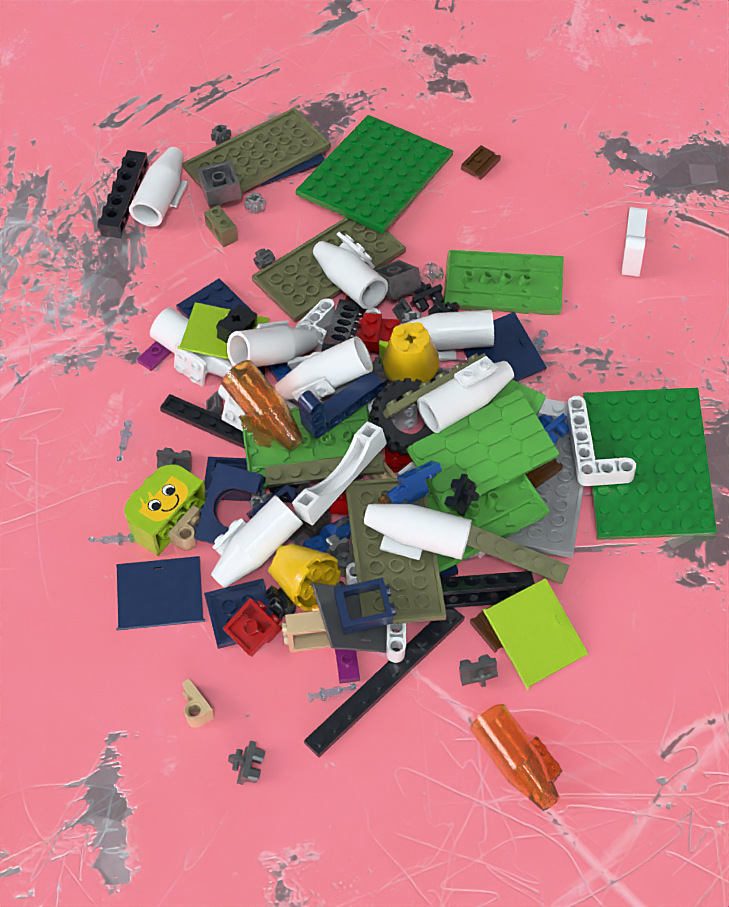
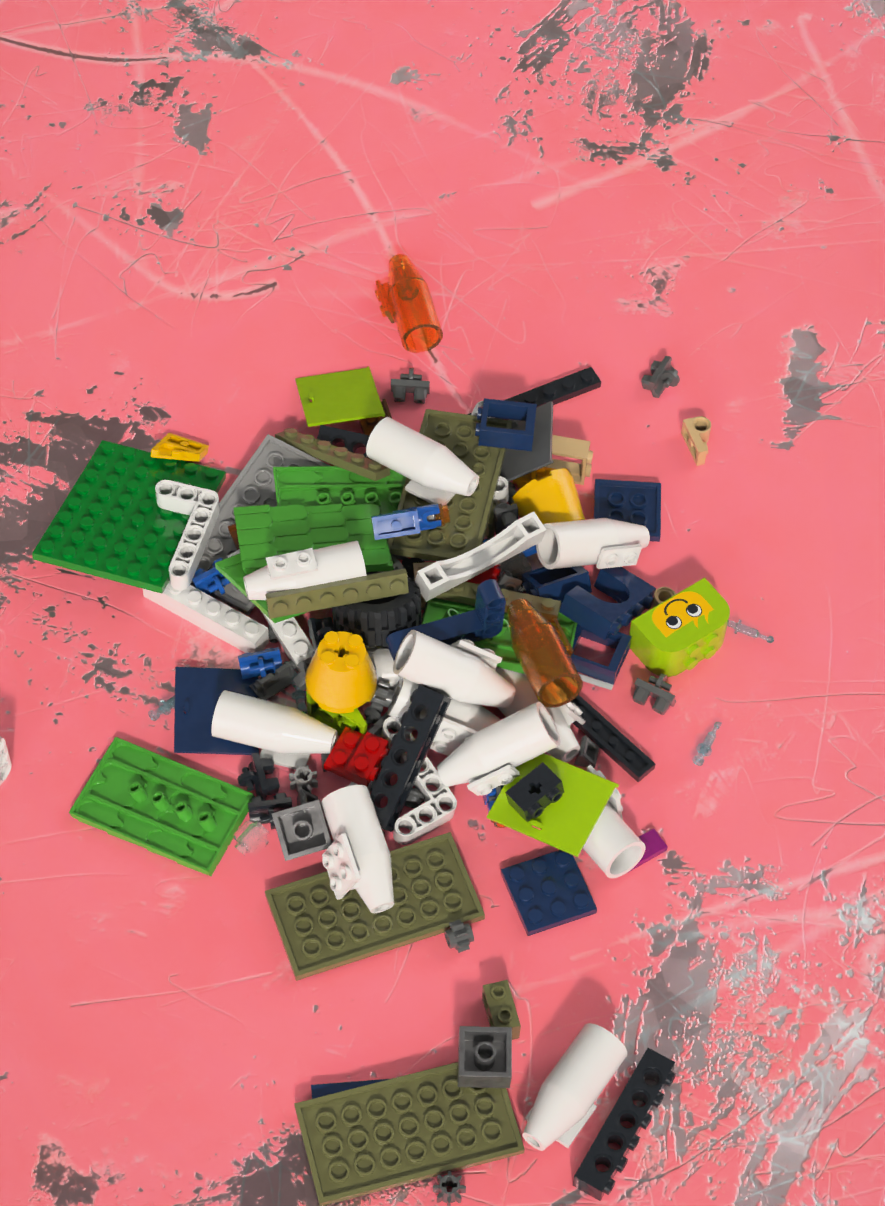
camera: 165 degrees left, 0 degrees up
(159, 596) = (700, 552): dark blue piece -> none
(253, 626) = (619, 476): red plate -> none
(255, 203) = (440, 1046): light grey gear -> none
(279, 602) = (586, 491): black hips -> none
(324, 693) = (567, 415): clear light blue piece -> none
(374, 173) = (250, 1034): green plate -> none
(463, 496) = (353, 505): black hips -> none
(480, 162) = (94, 1003): reddish brown plate -> none
(647, 541) = (179, 448): none -> yellow wing

